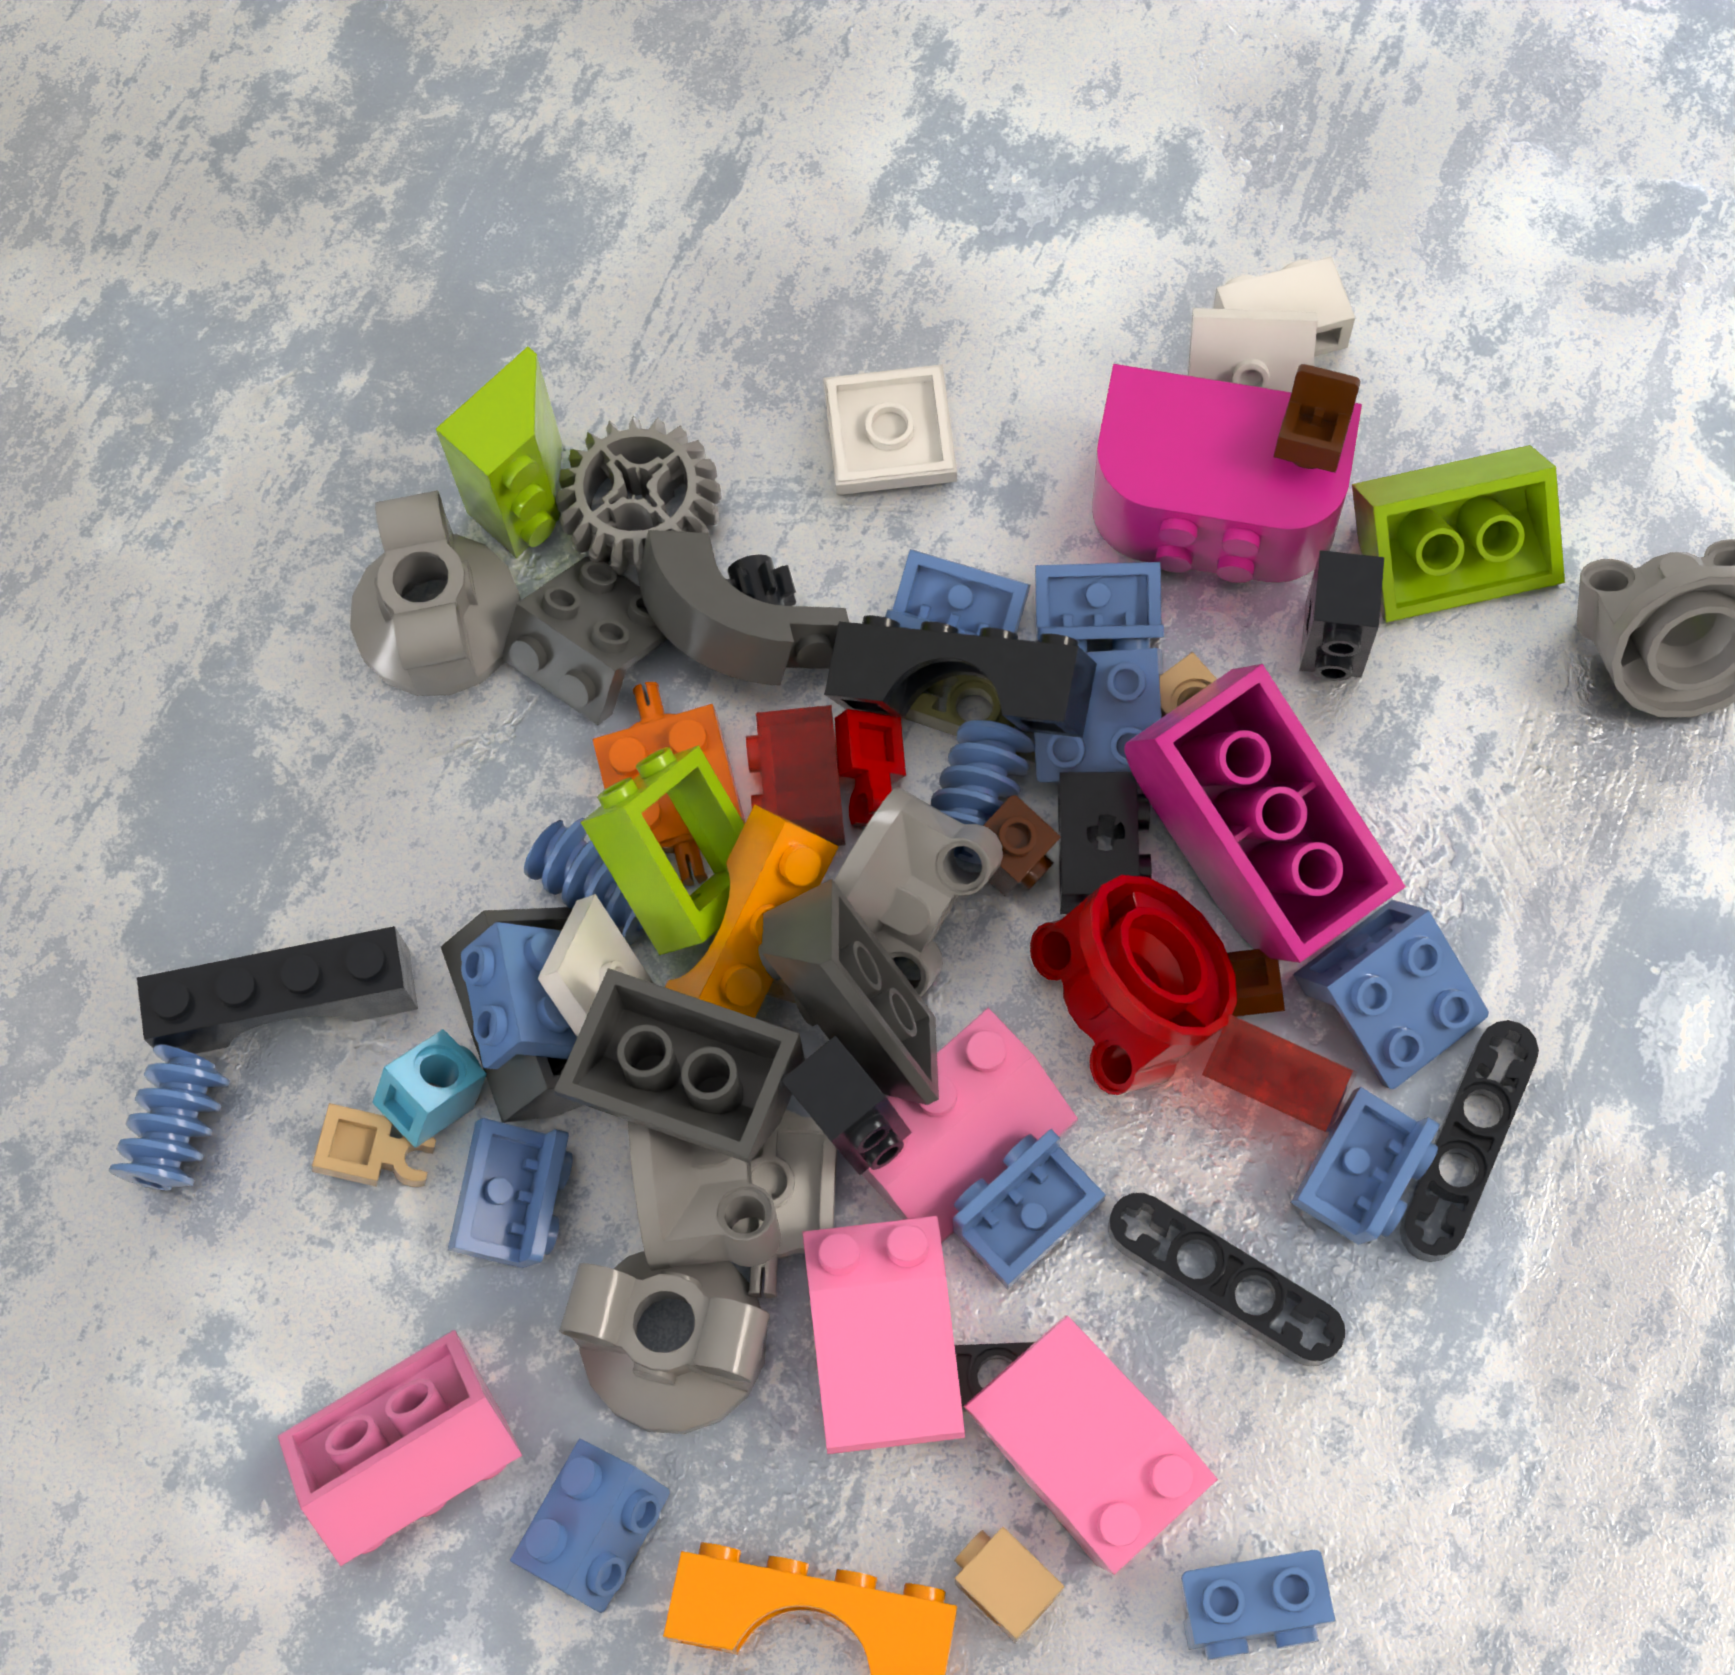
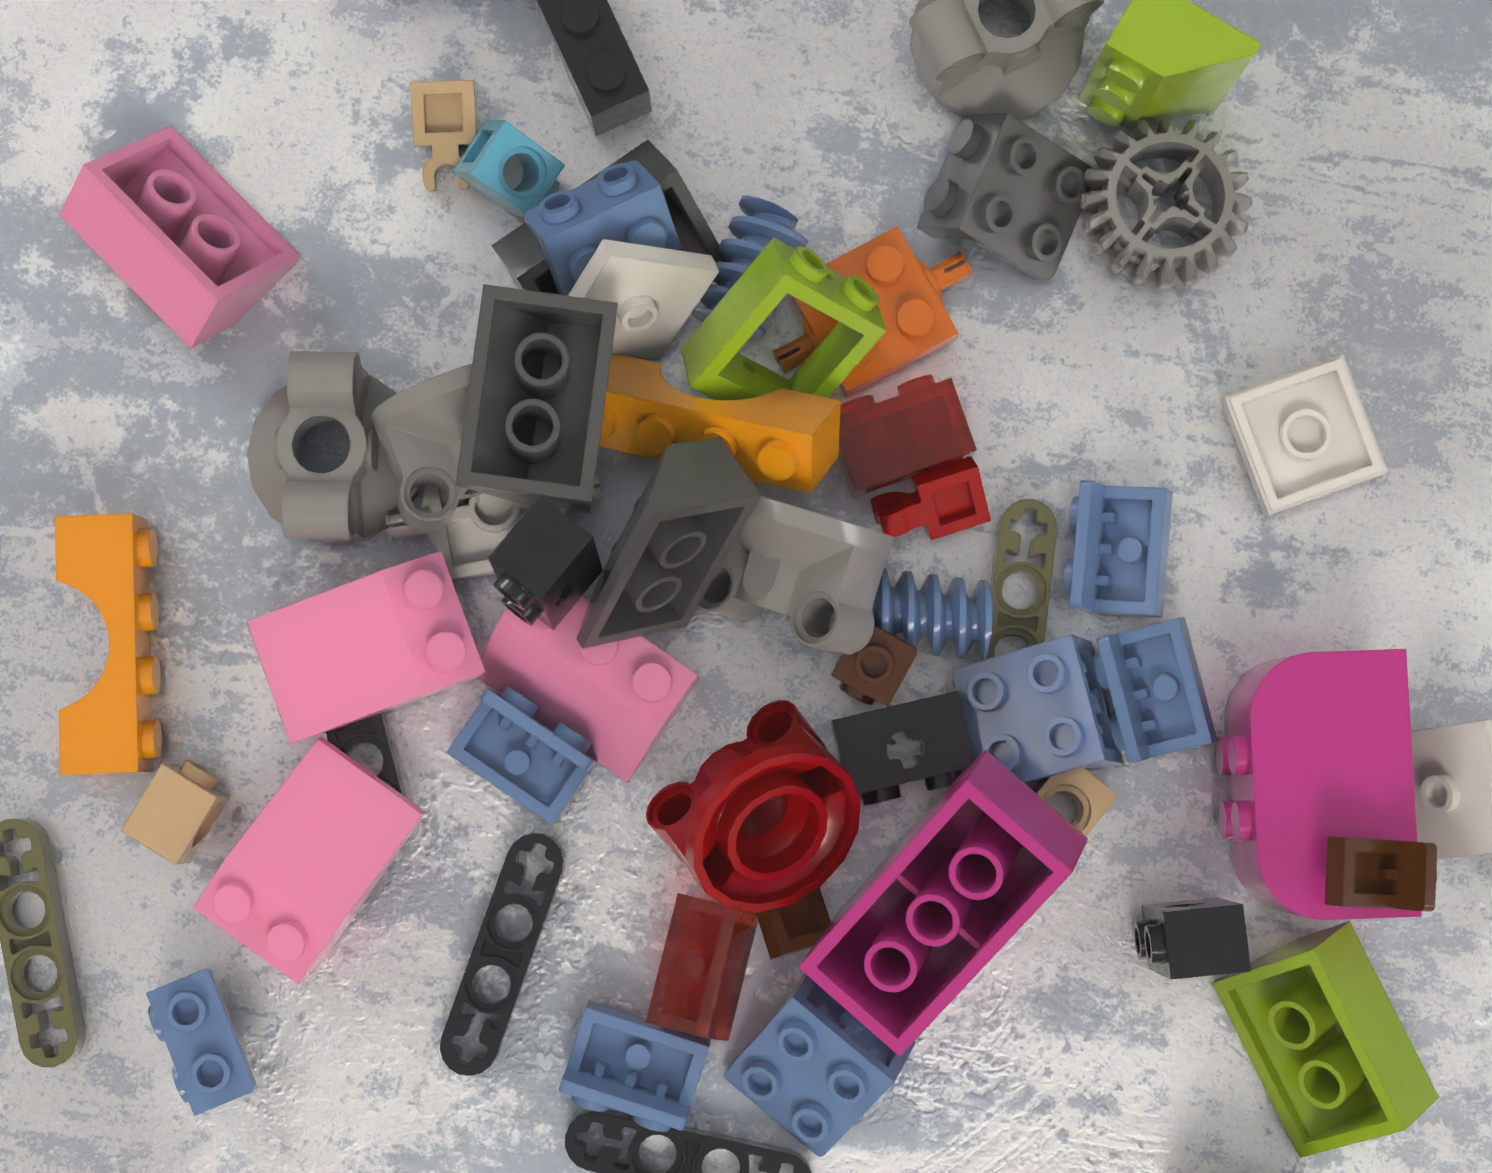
camera: 70 degrees right, 15 degrees up
(510, 1194) = (427, 271): medium blue bracket -> none
(591, 1525) = (148, 426): medium blue bracket -> none
(721, 624) = (1036, 319): dark grey arch -> none
(761, 581) = (1087, 347): black gear -> none
(888, 667) = (1030, 643): black arch -> none

